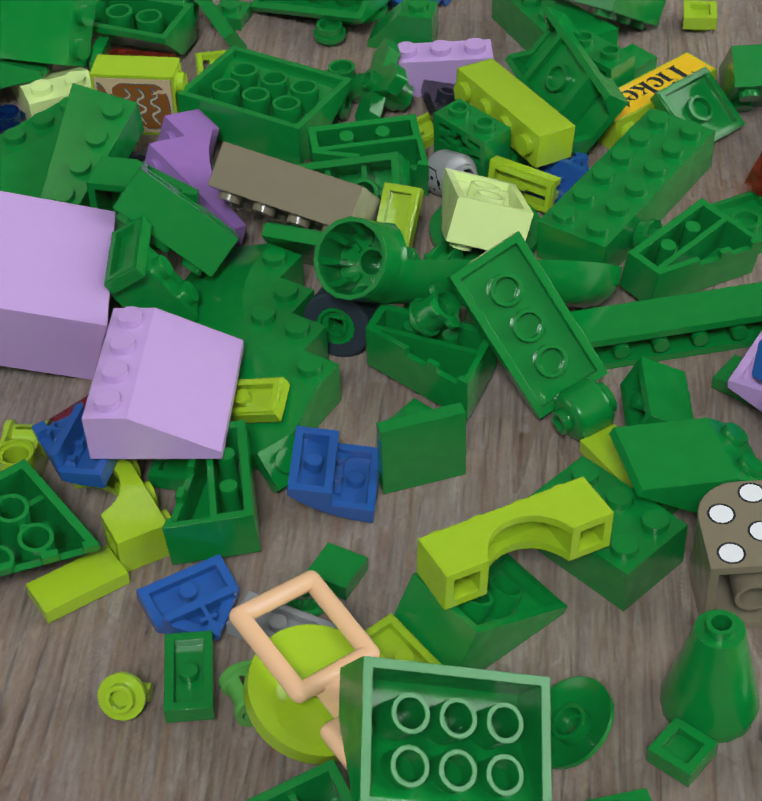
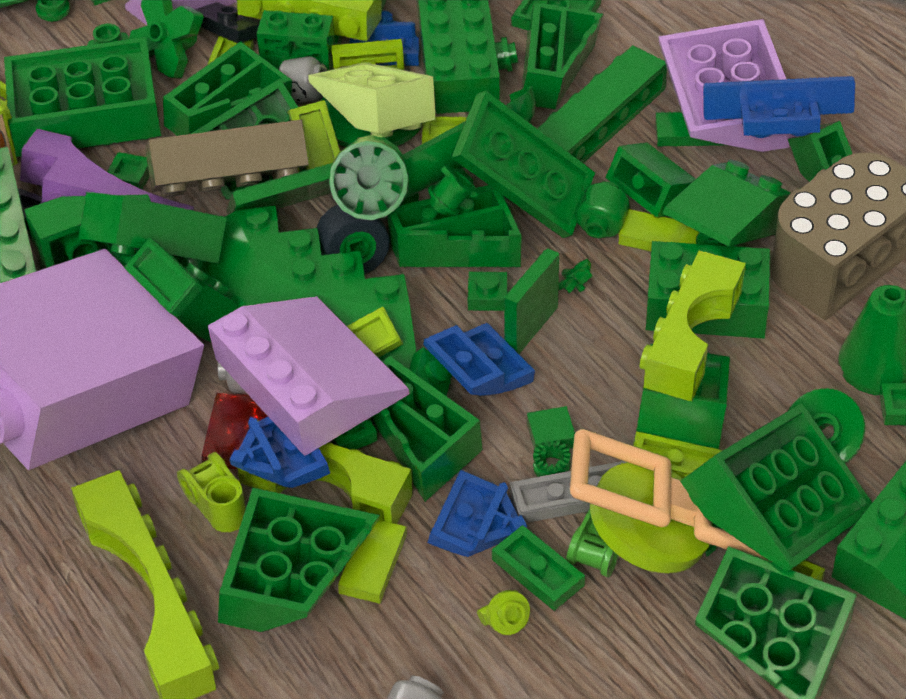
camera: 40 degrees left, 5 degrees up
(500, 454) = (576, 276): none -> green plant

